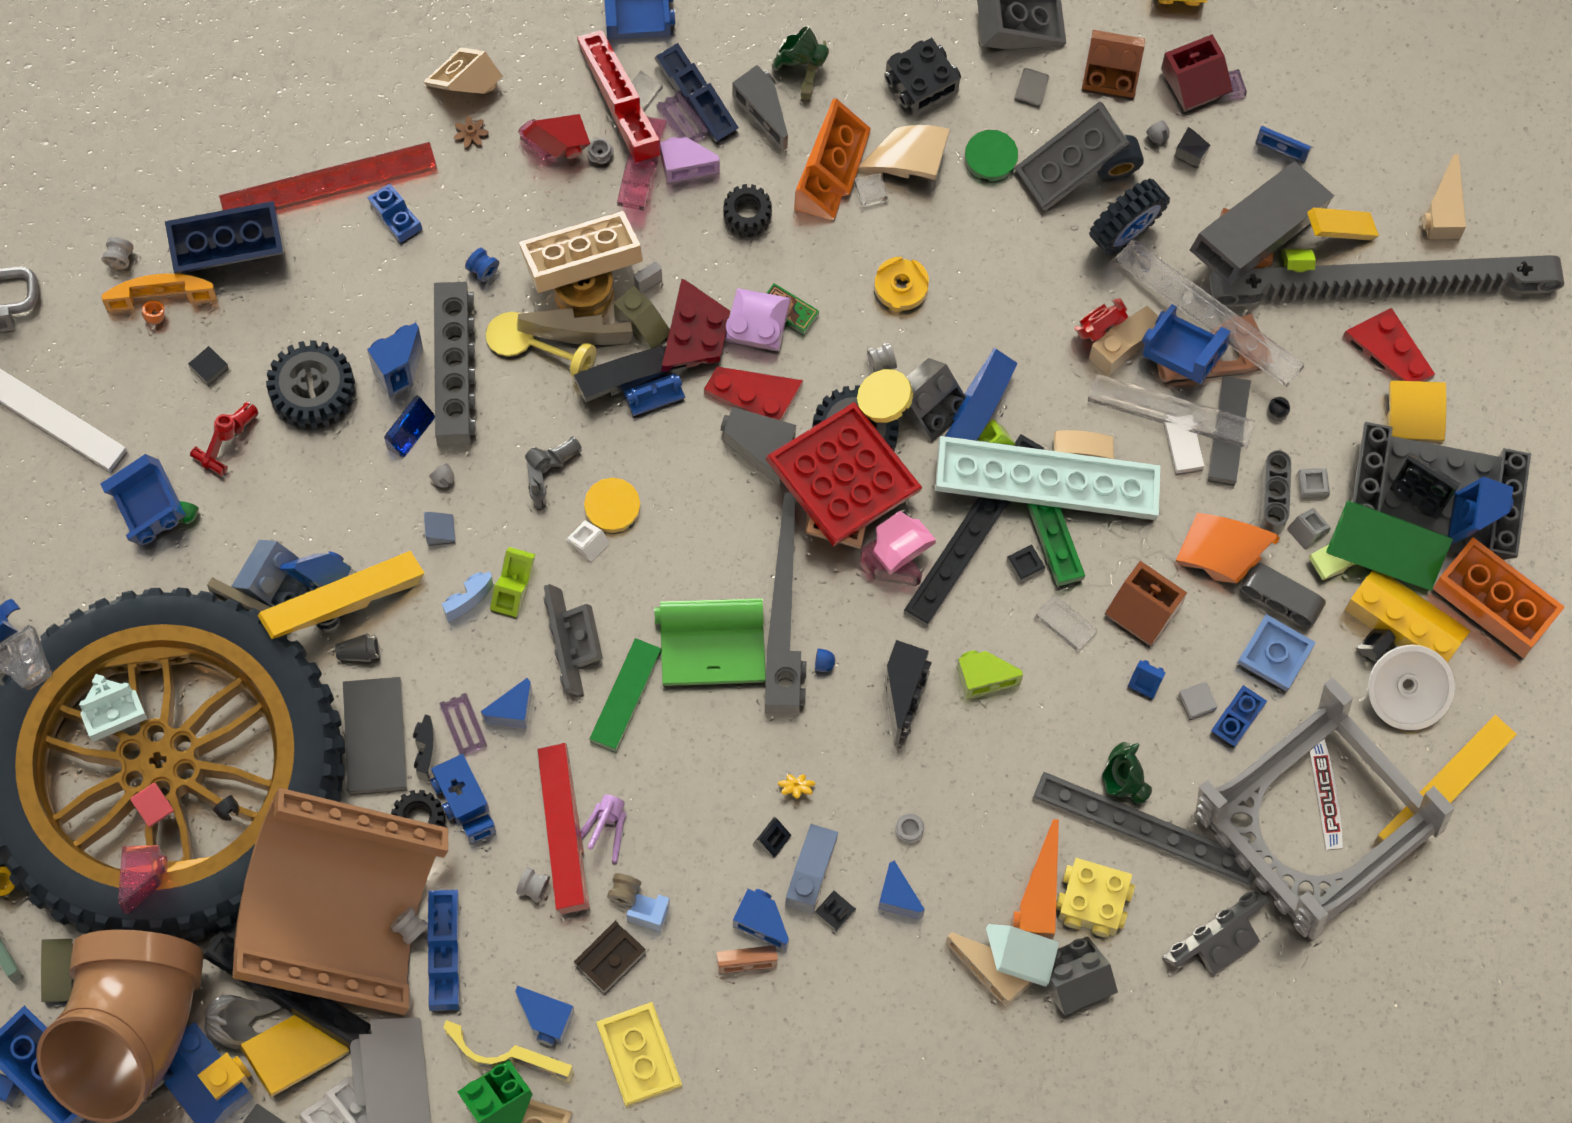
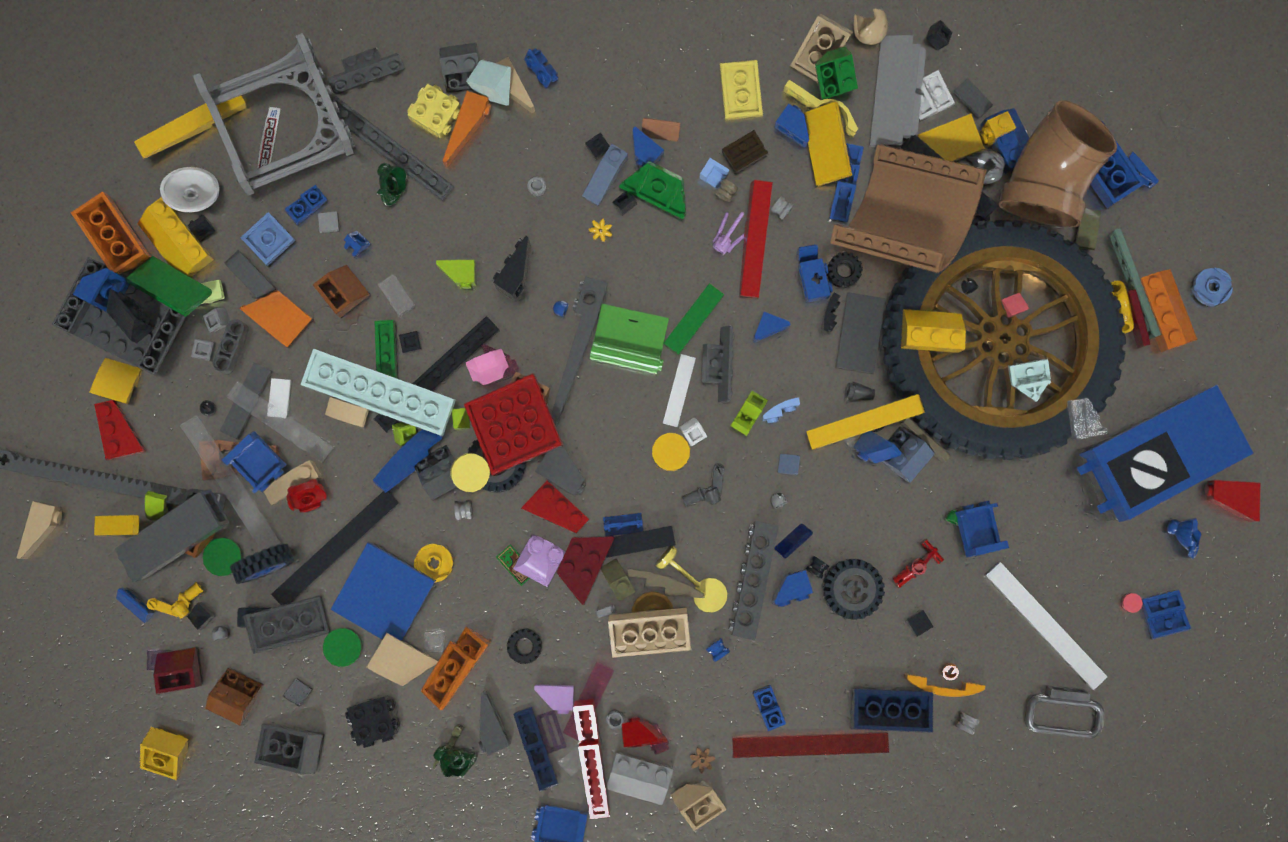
camera: 165 degrees left, 15 degrees up
(140, 874) = (1032, 255): clear pink slope -> none
(268, 728) = (933, 331): none -> yellow slope
(368, 400) = (817, 567): none -> black wheel
(408, 925) = (865, 198): light grey wheel -> none
(454, 703) = (809, 322): clear purple tile -> none
(486, 995) = (827, 144): none -> yellow tile
(548, 92) = (639, 777): none -> light grey slope
(621, 593) = (679, 390): none -> white sticker
(728, 864) = (658, 188): none -> green wing
(898, 895) = (557, 143): blue slope -> none
(924, 473) = (460, 419): none -> lime slope
(957, 228) = (382, 593): none -> blue tile
(964, 1013) = (536, 61): none -> blue hinge
(1042, 271) = (335, 548): none -> black tile
(1185, 222) = (220, 555): none -> green tile
(1225, 148) = (181, 606): none -> yellow pin

